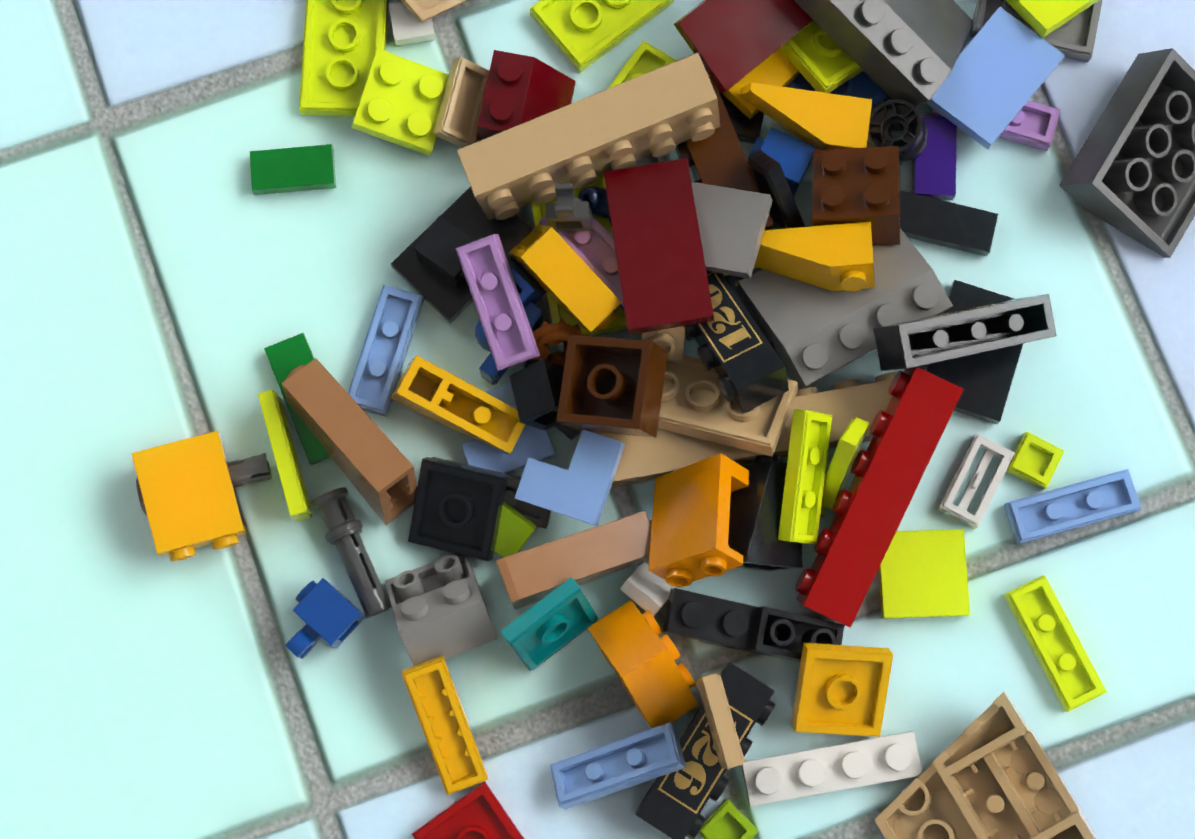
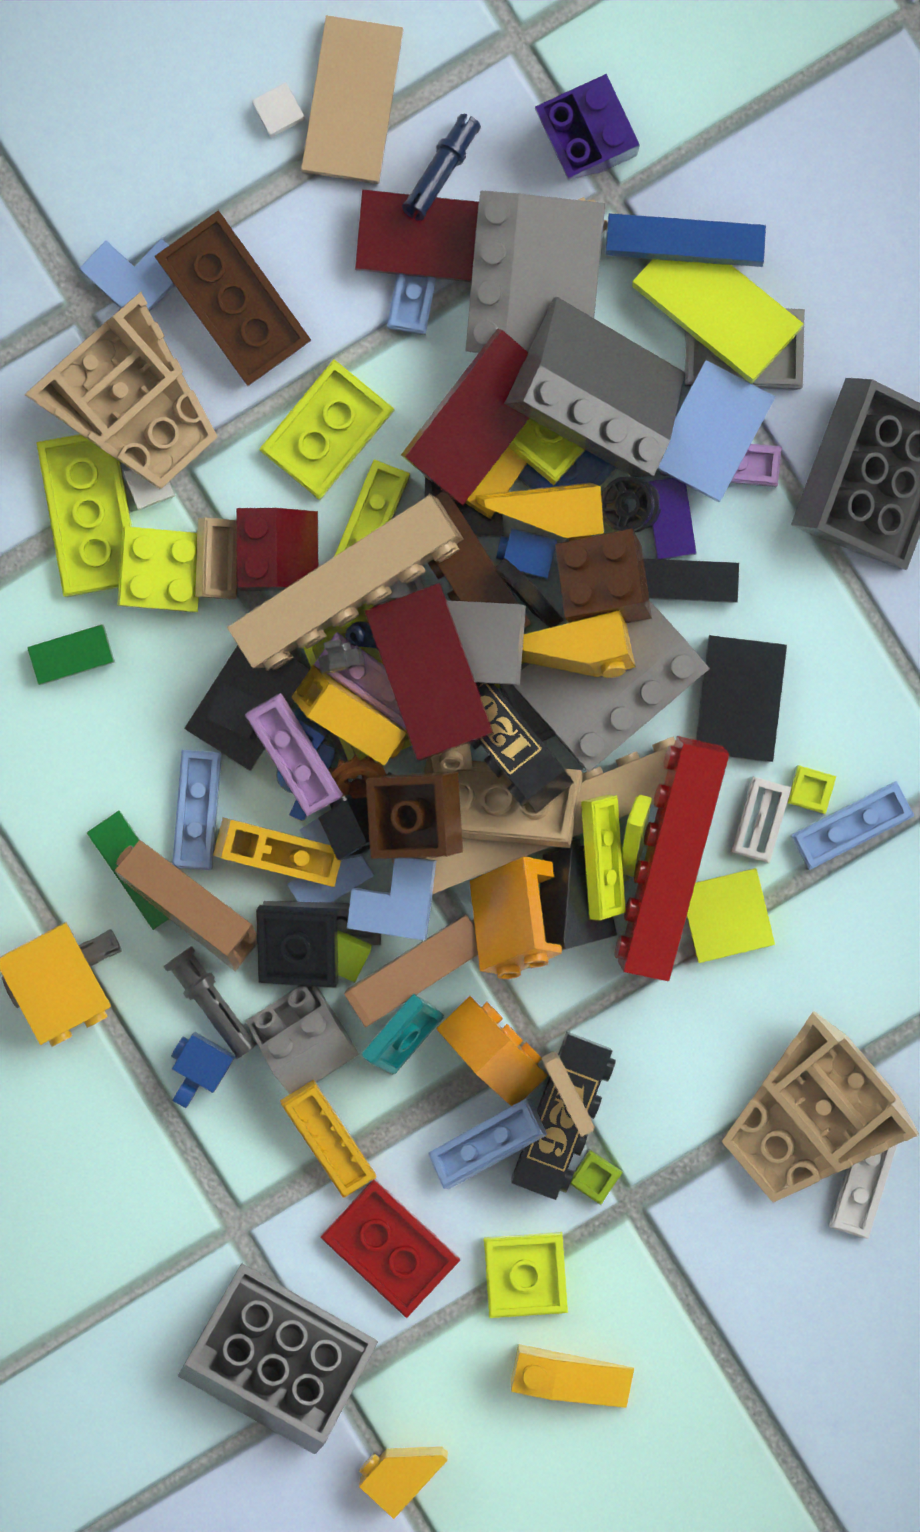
camera: 15 degrees left, 10 degrees up
(285, 455) = (130, 928): neon yellow tile -> none
(647, 589) = (480, 984): white tile -> none
(746, 626) = (583, 998): black slope -> none
(831, 768) = (676, 1104): white plate -> none
(841, 689) = (671, 1036): yellow tile -> none
(964, 332) = (723, 696): brick -> none
(1055, 643) = (855, 952): neon yellow tile -> none

